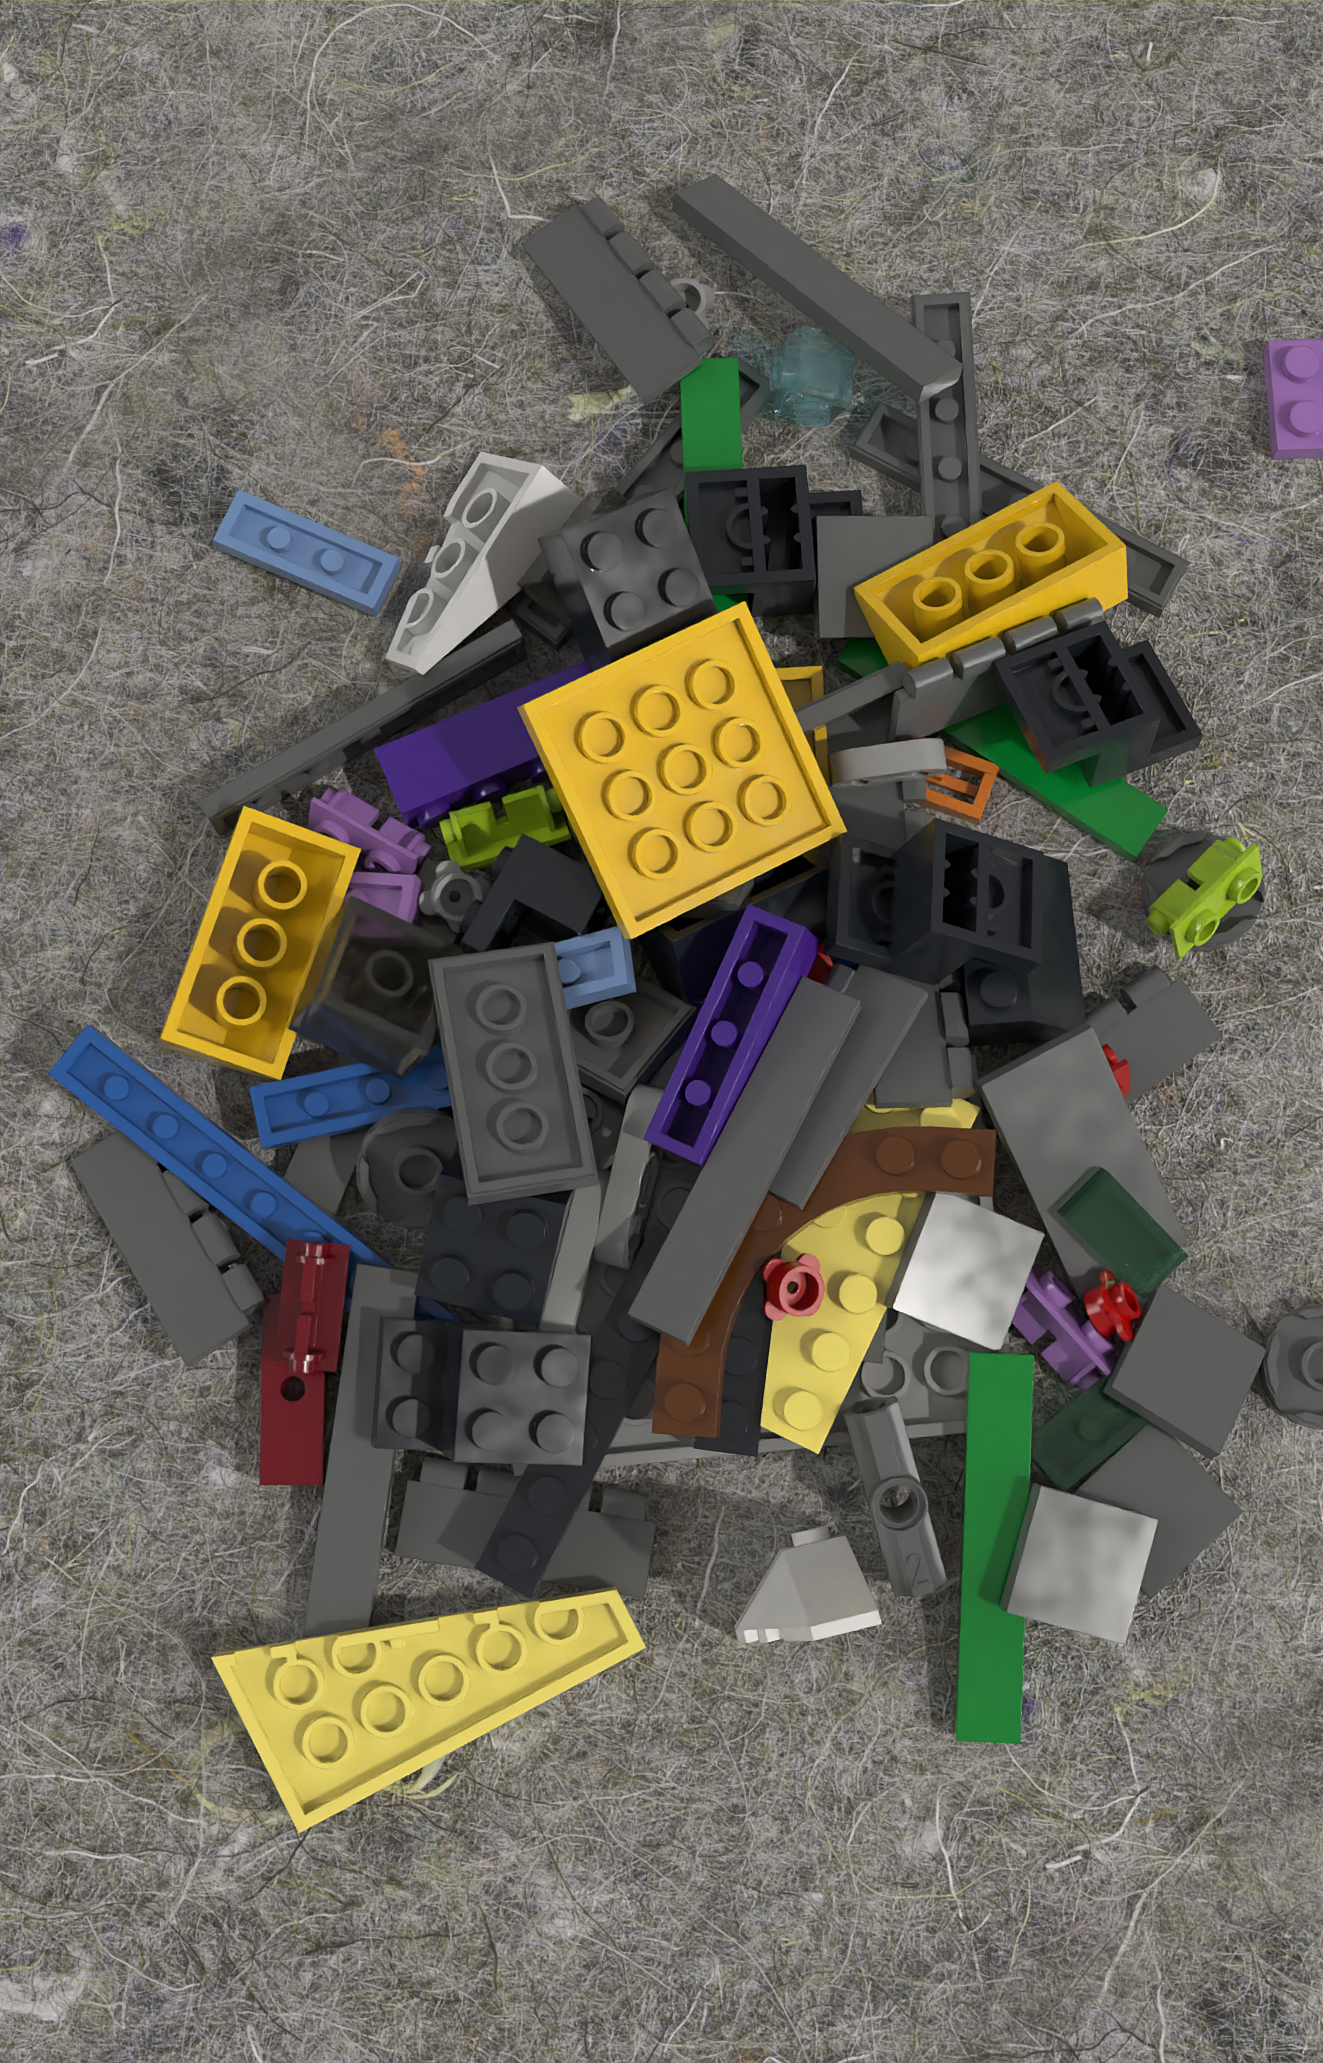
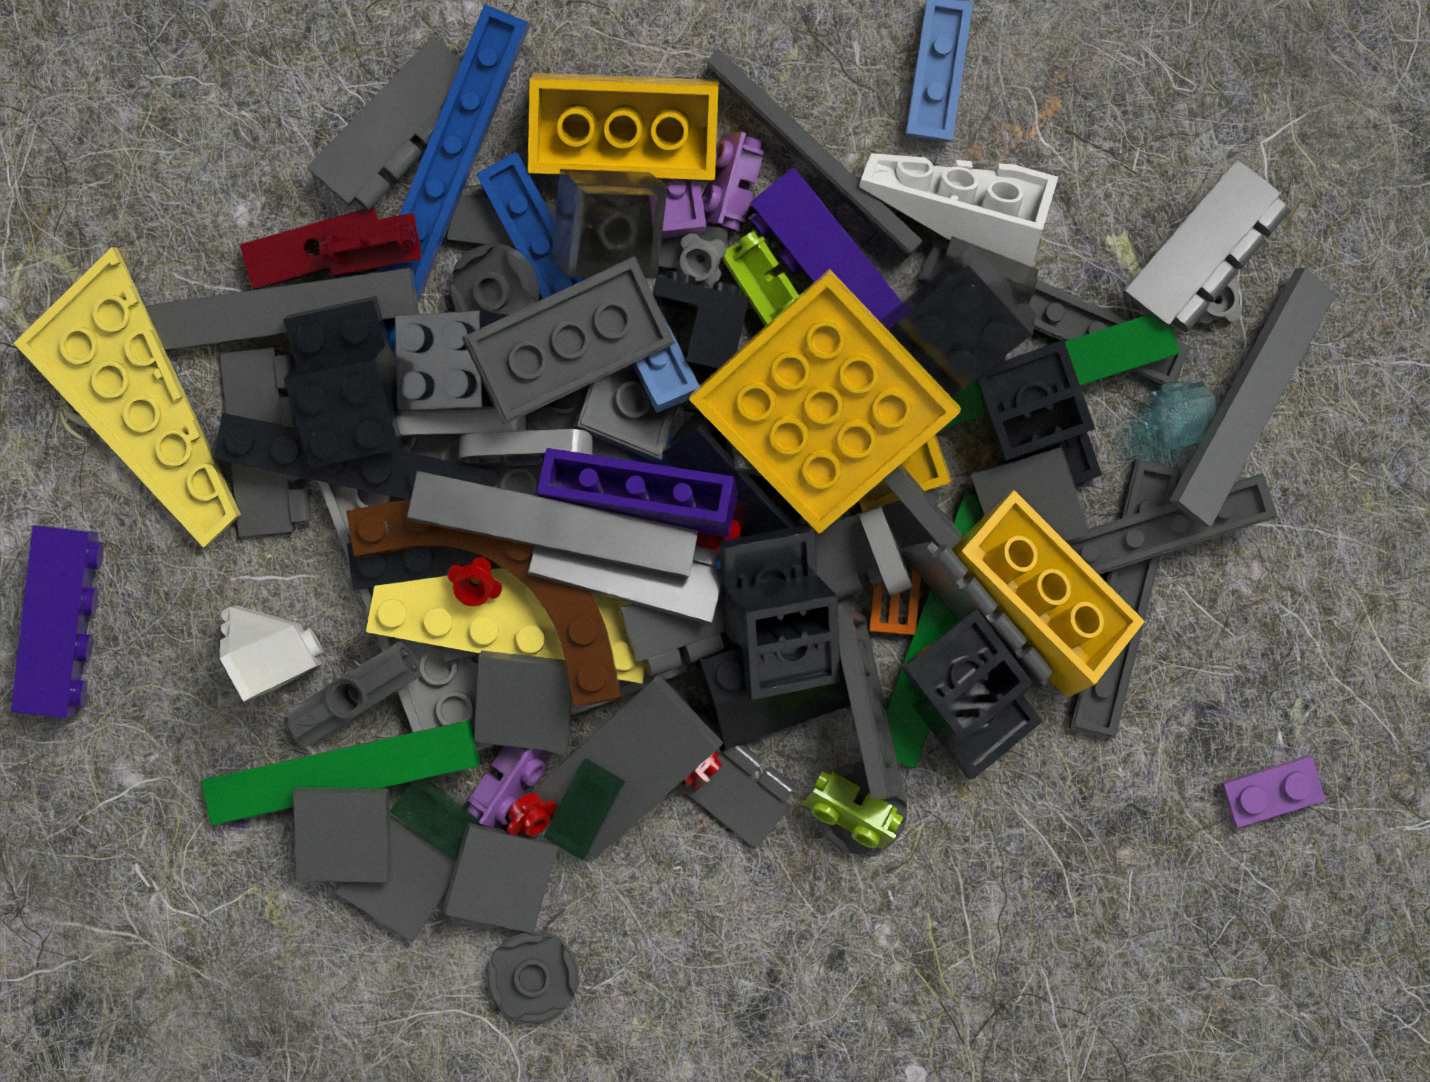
camera: 75 degrees right, 10 degrees up
(691, 1882) = (56, 621): none -> dark purple brick
(1093, 832) = (868, 706): none -> dark grey tile

